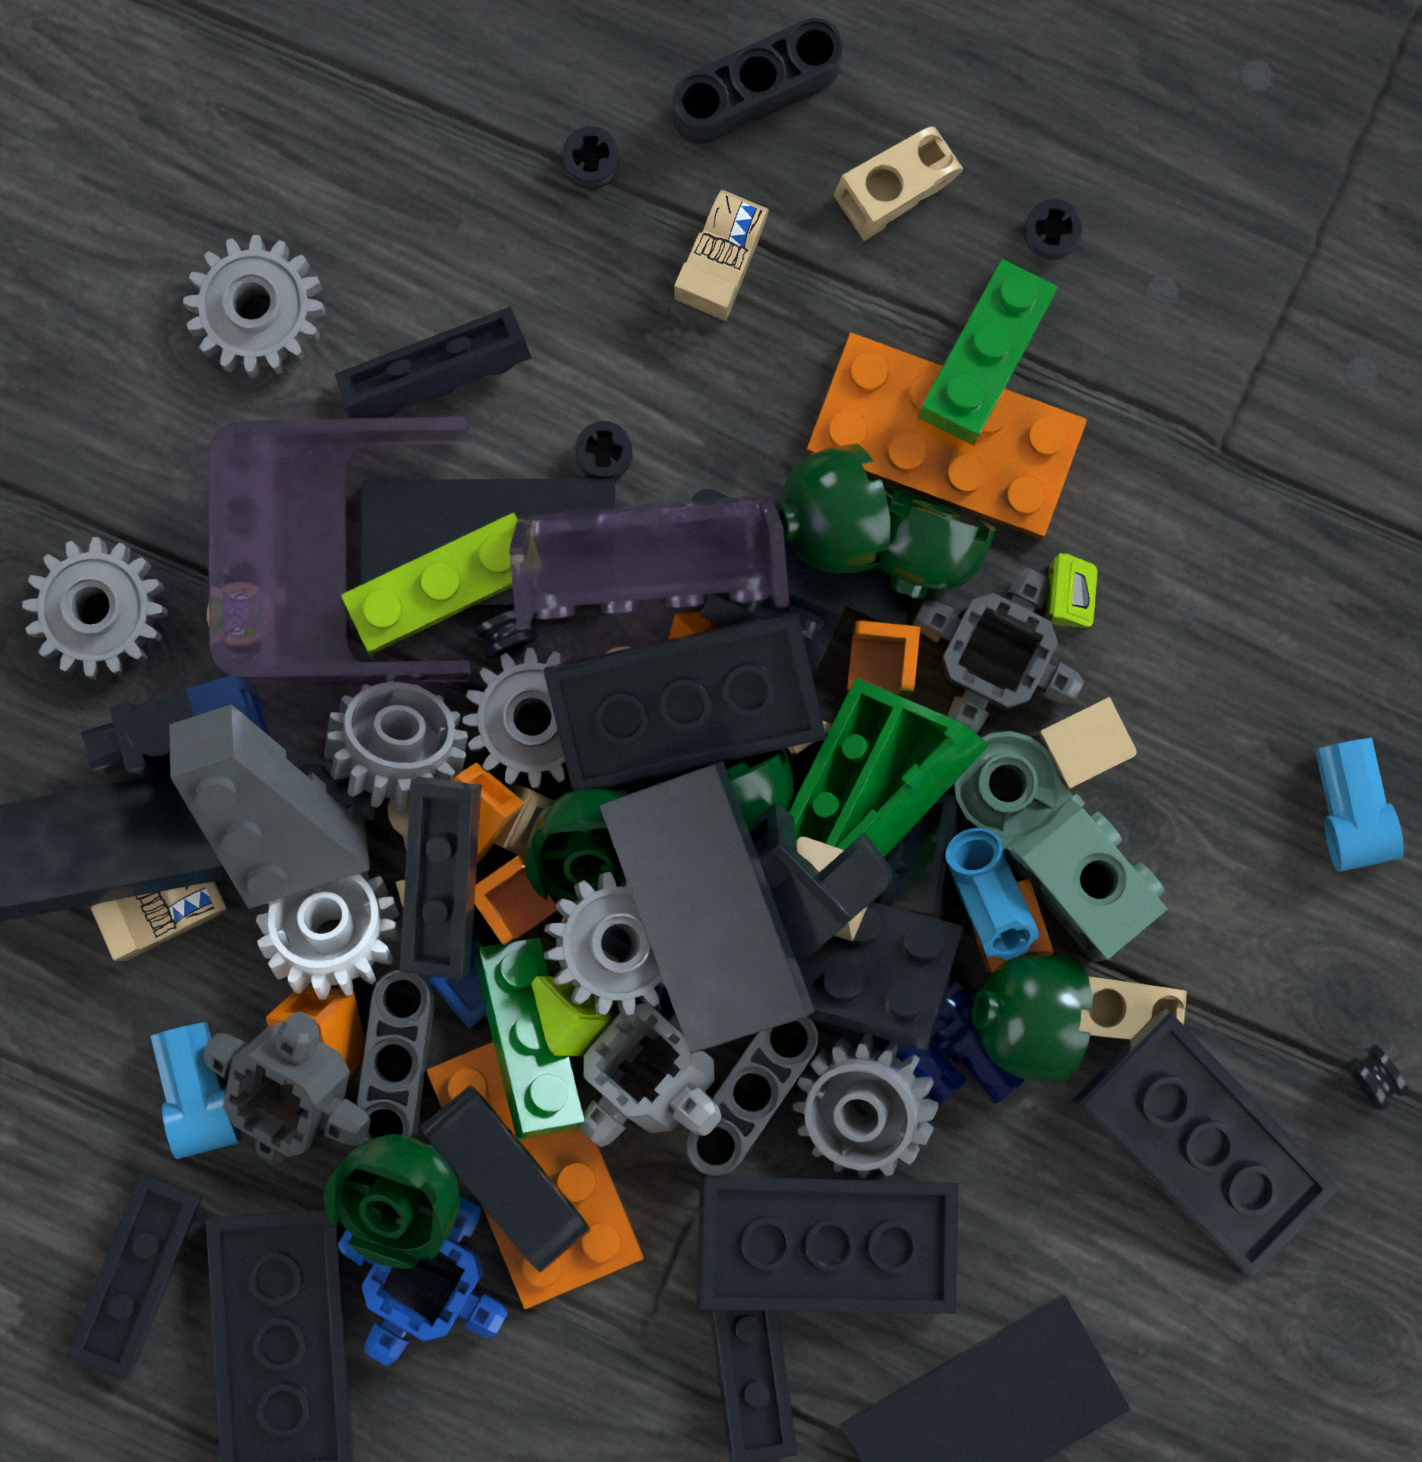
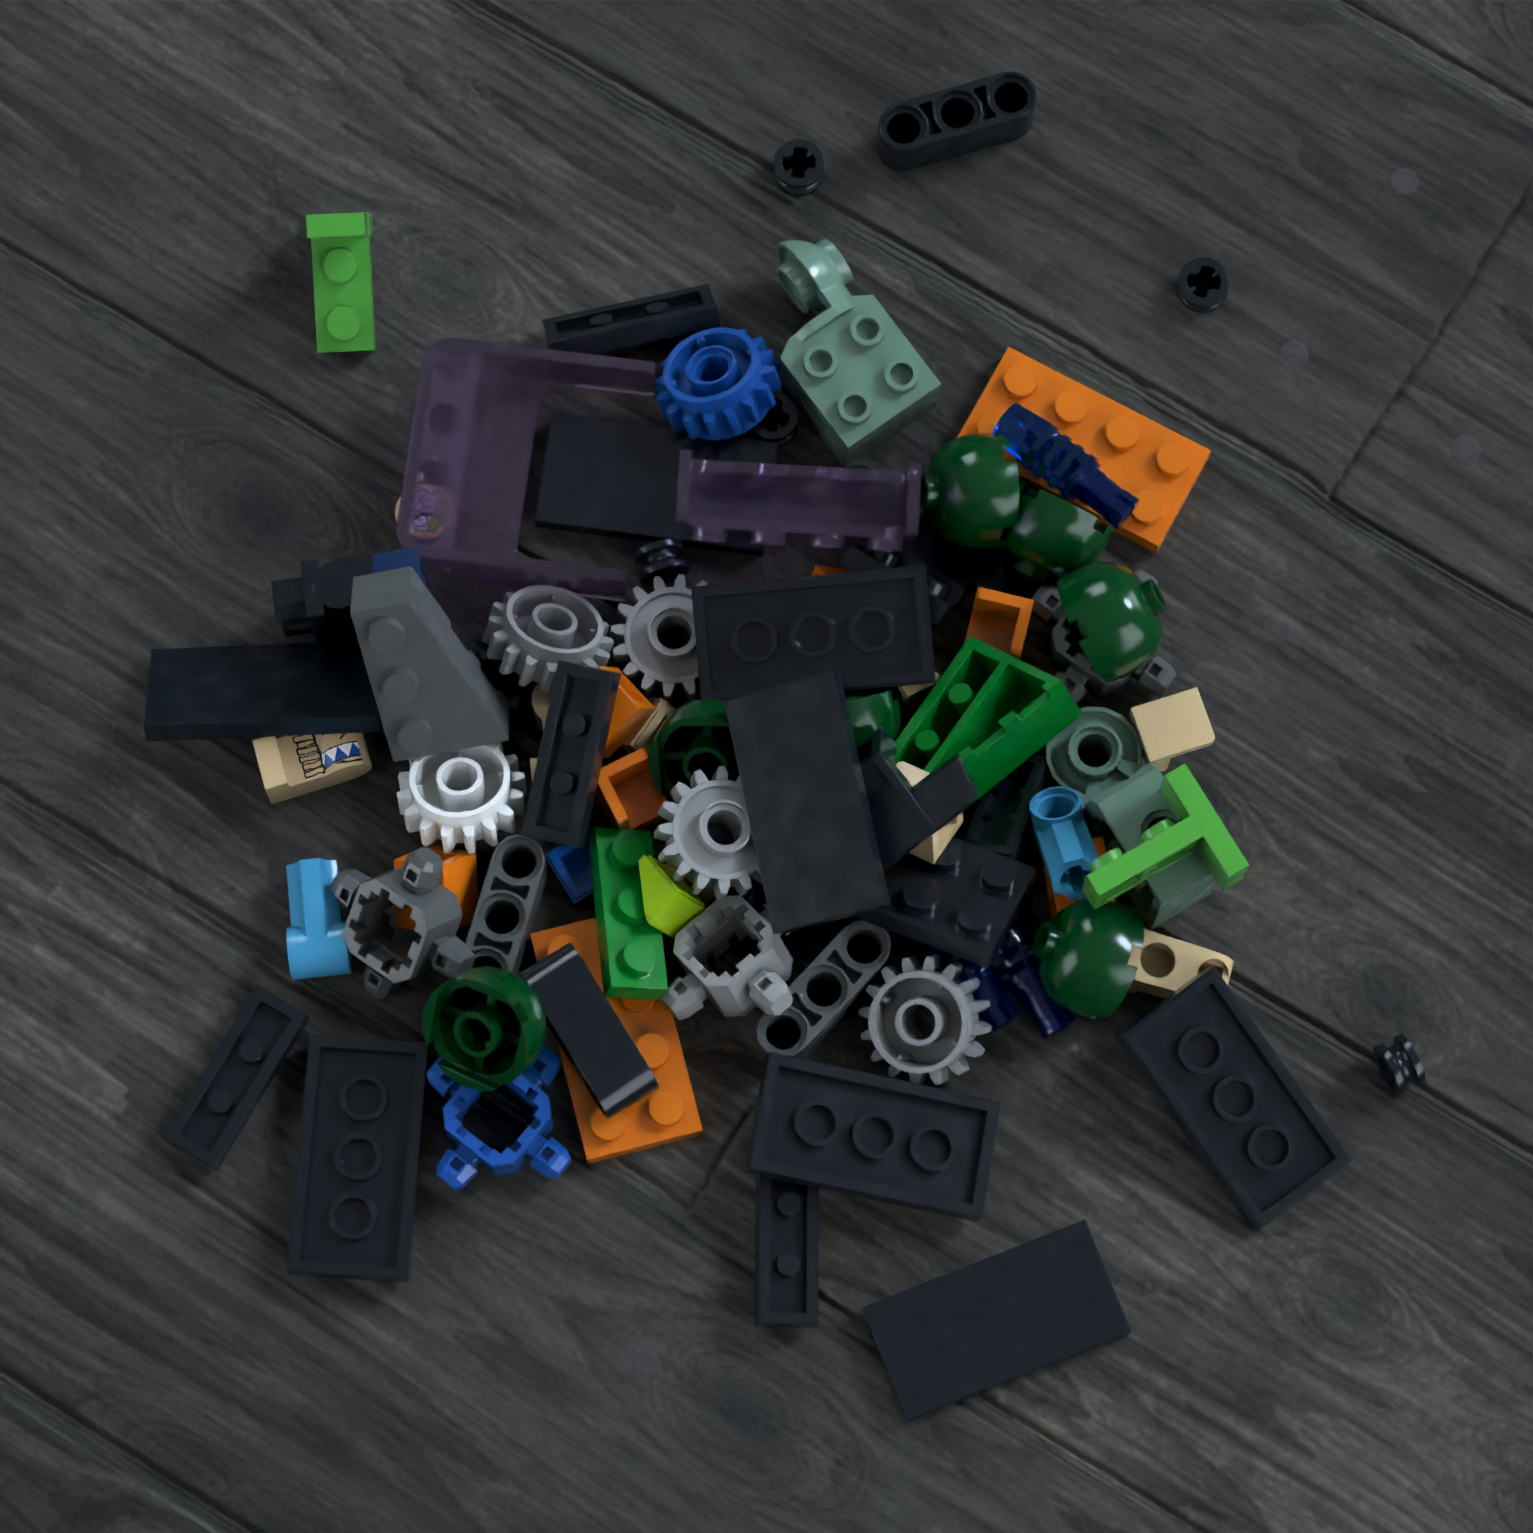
camera: 10 degrees right, 10 degrees down
(62, 603) = (291, 461): light grey gear -> none
(106, 361) = (342, 281): none -> bright green bracket
(235, 280) = (474, 224): light grey gear -> none
(433, 586) = (602, 511): lime plate -> none
(538, 425) = (718, 383): none -> blue gear
(683, 379) = (851, 361): none -> sand green brick
(721, 255) = (903, 263): tan leg -> none
(896, 181) = (1067, 223): tan leg -> none
(929, 464) = (1063, 464): none -> clear blue hinge
(987, 352) = (1129, 378): green plate -> none
(1012, 641) = (1114, 615): none -> dark green cylinder
(1071, 592) = (1182, 596): lime slope -> none
(1108, 898) = (1167, 843): none -> bright green bracket
(1360, 823) = (1412, 836): dark azure piece -> none

